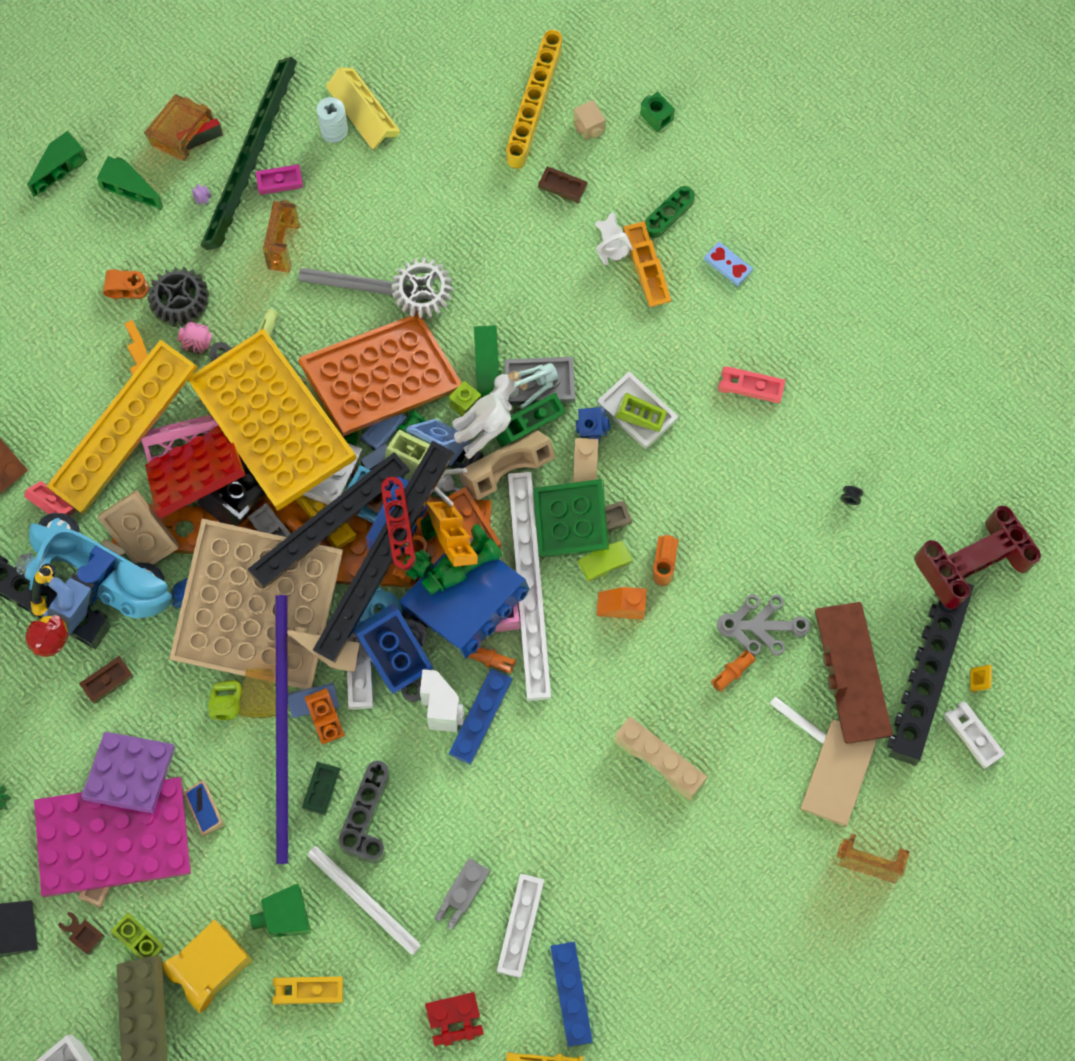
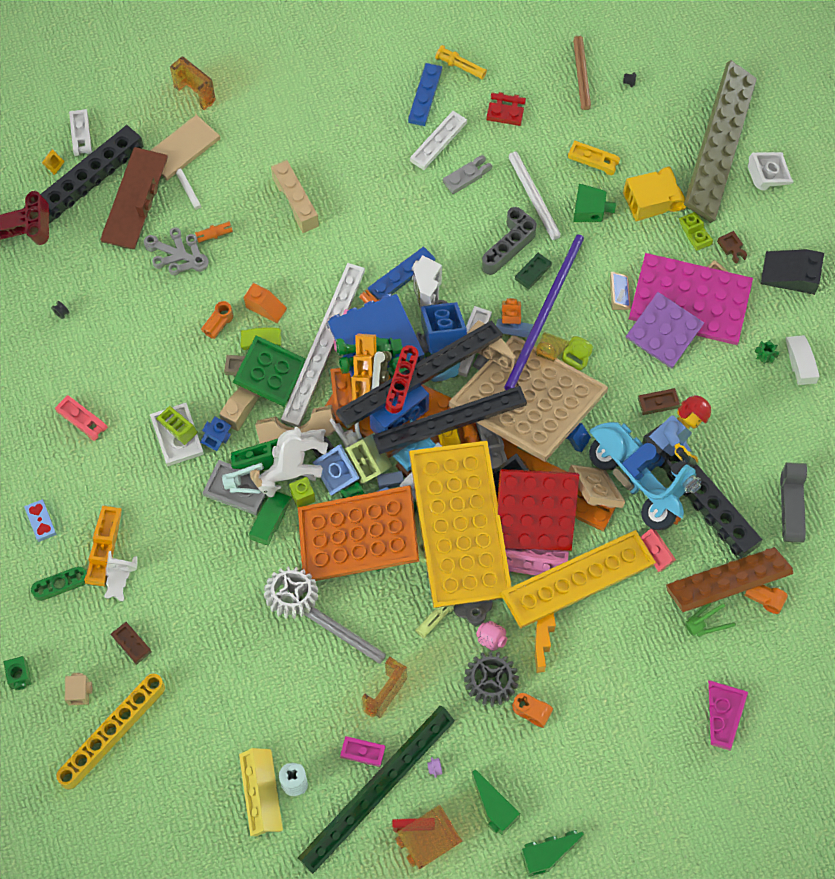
camera: 155 degrees left, 5 degrees down
(431, 536) = (380, 365): none -> plate

